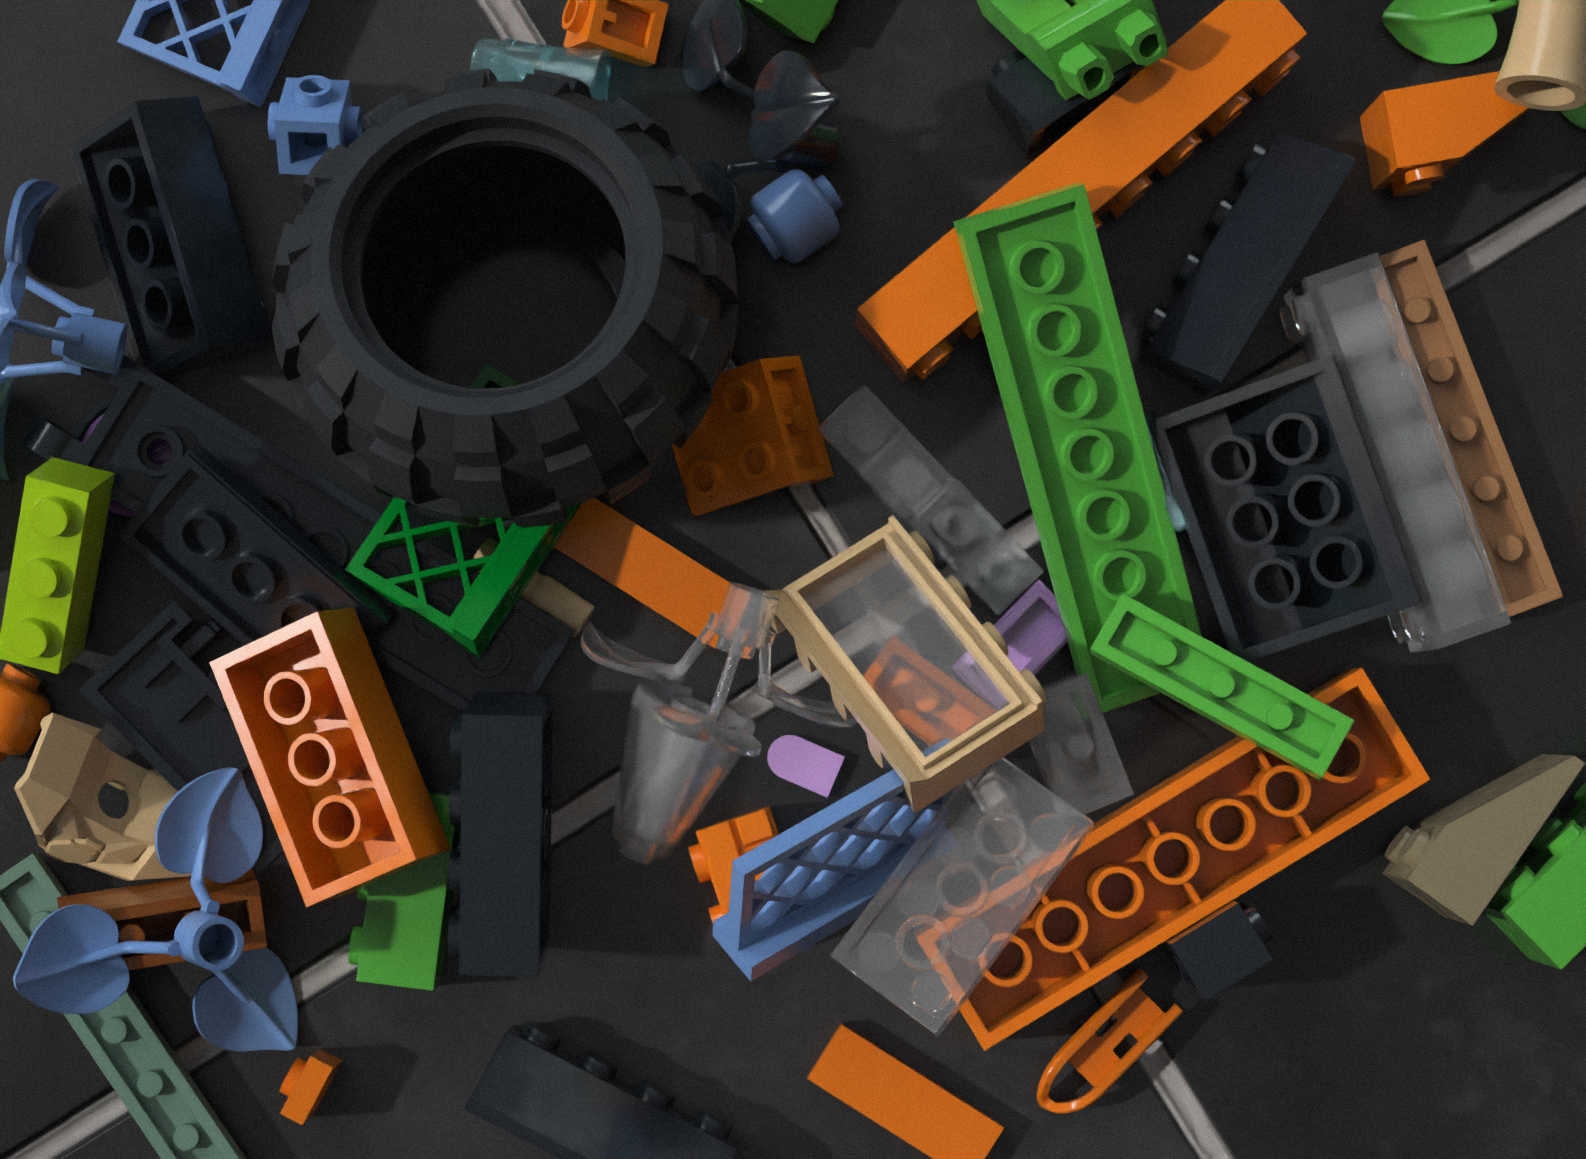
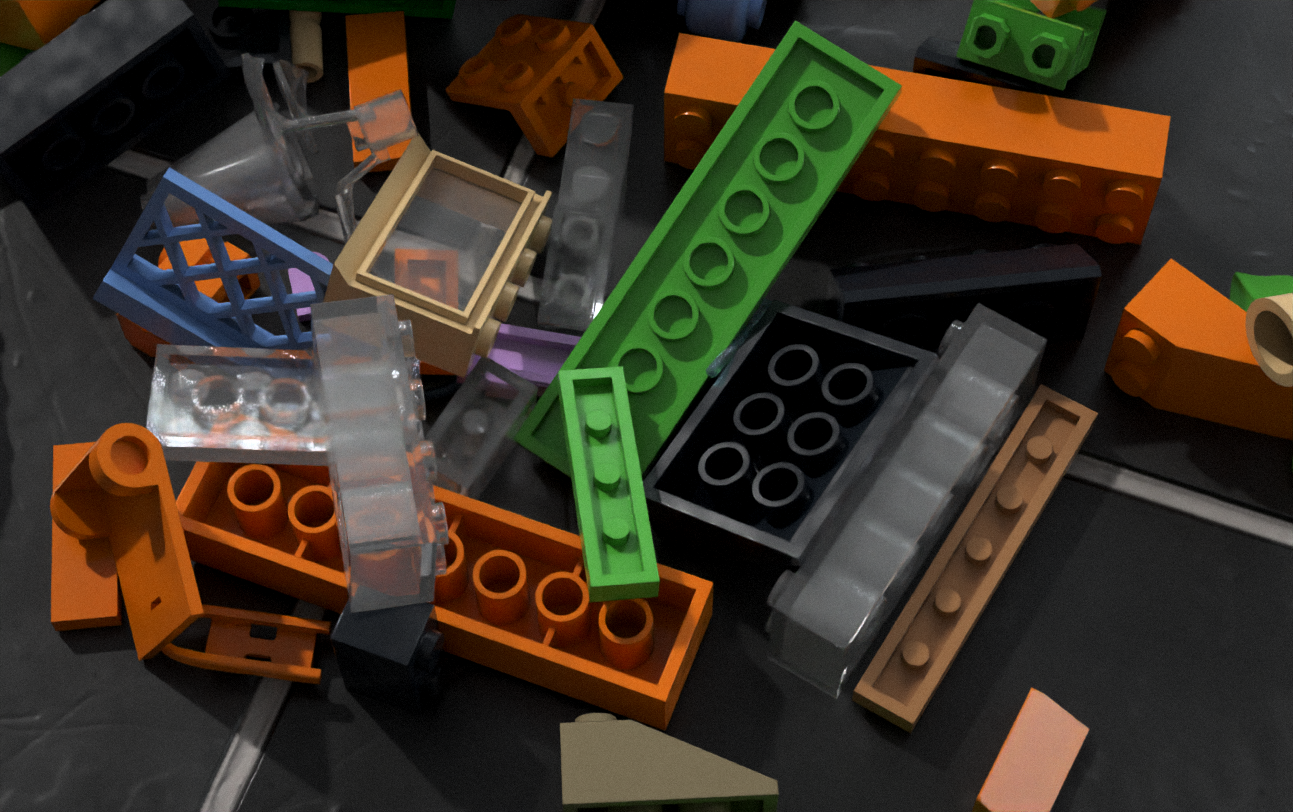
camera: 50 degrees right, 25 degrees down
(984, 1075) = (127, 495): none -> orange door
(1112, 873) = (377, 453): none -> clear brick

